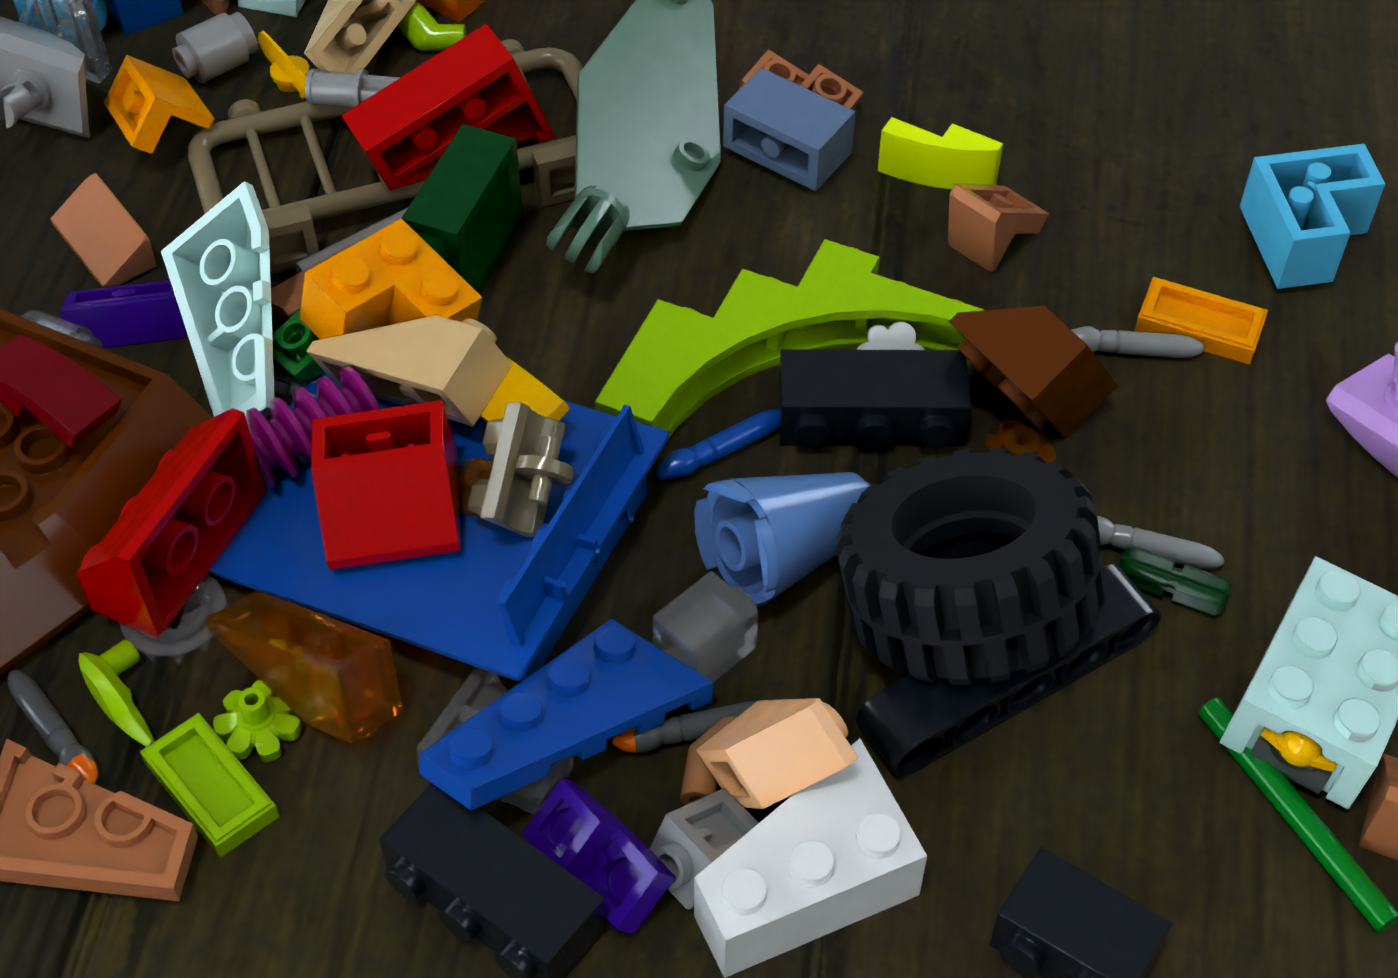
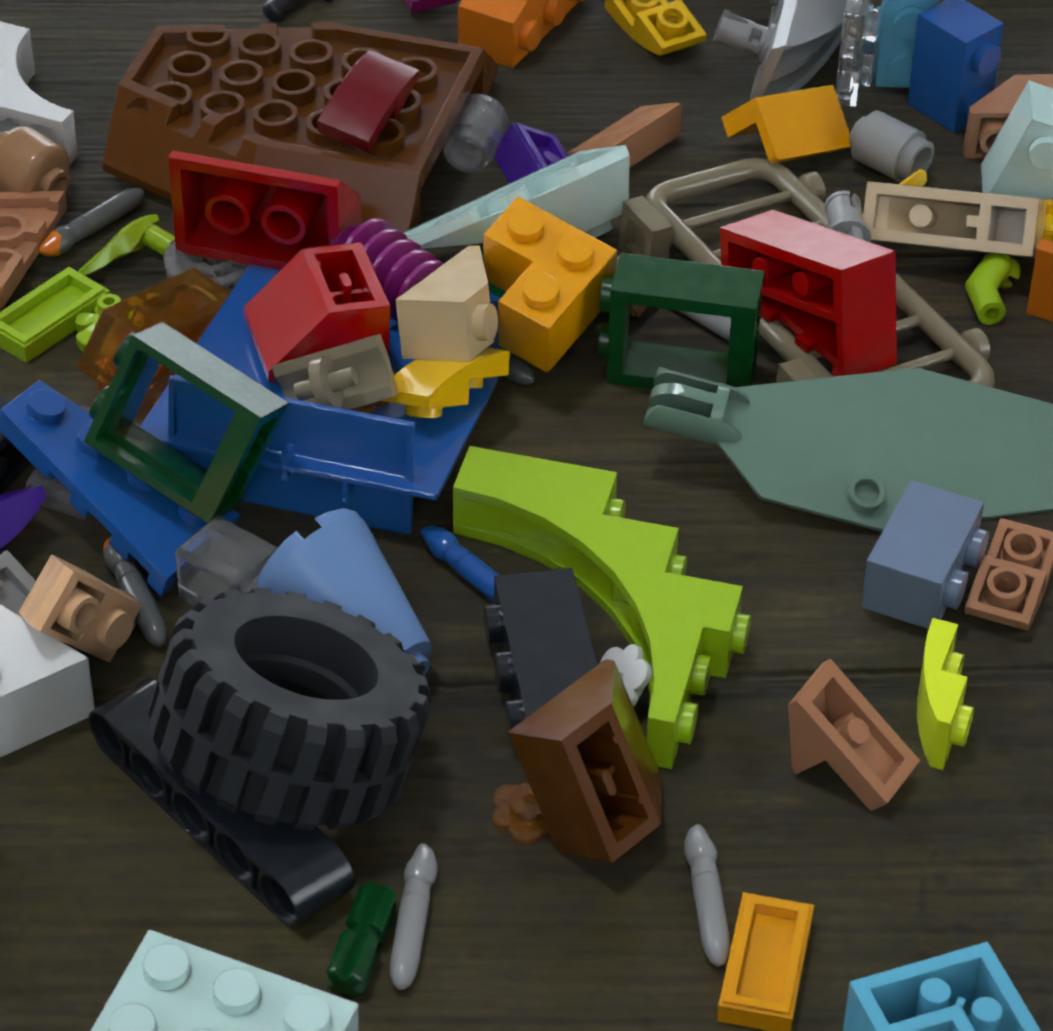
camera: 80 degrees right, 10 degrees down
(622, 609) = (157, 464): none -> dark green window

